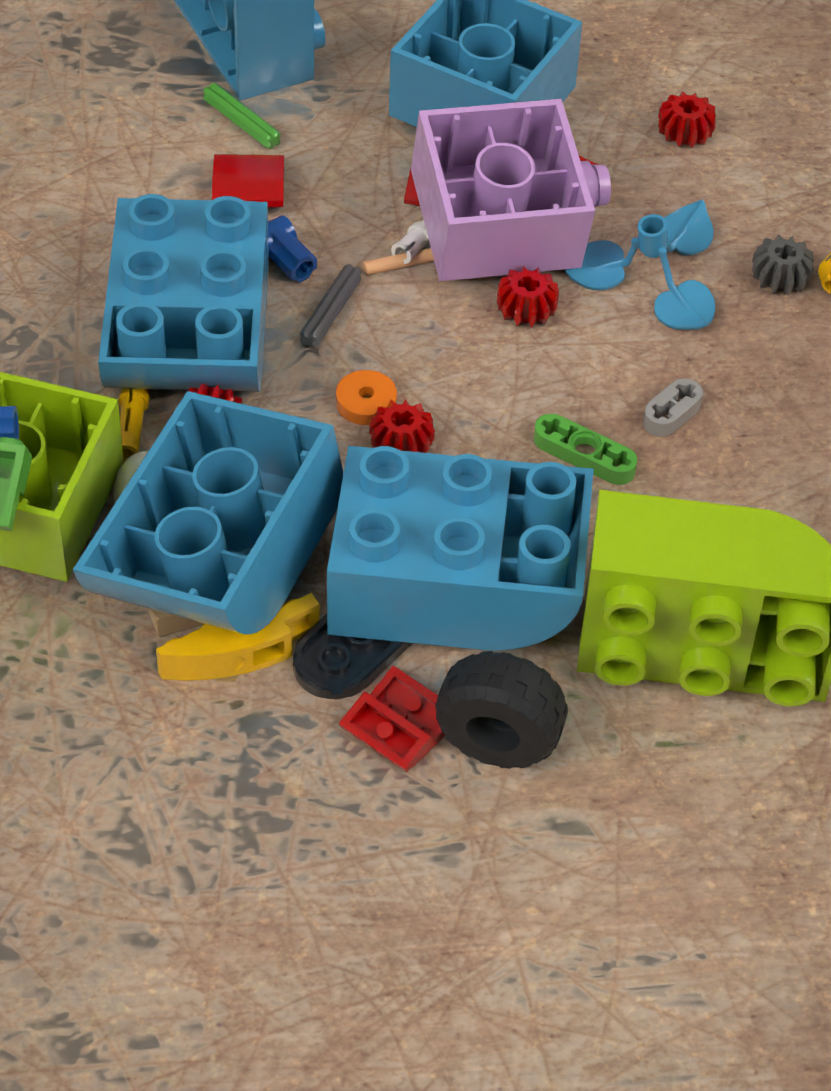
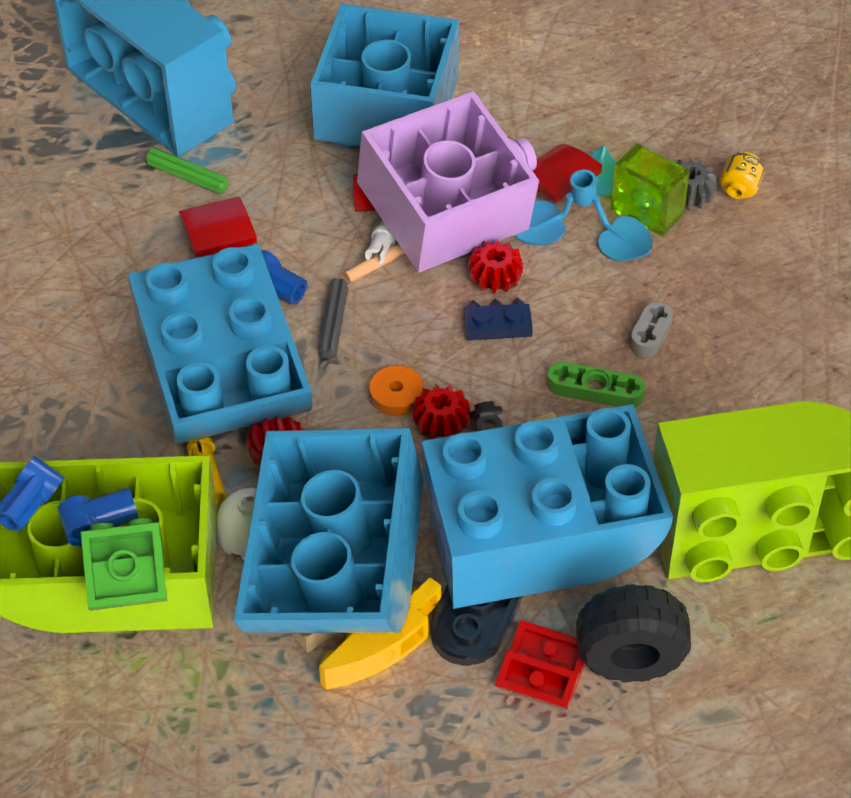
camera: 15 degrees left, 0 degrees up
(449, 443) = (486, 412): none -> black plate
(507, 354) = (498, 320): none -> dark blue plate
(623, 214) = (557, 167): none -> red slope
(687, 119) = (560, 80): red gear -> none
(730, 257) = (649, 189): none -> clear neon green brick

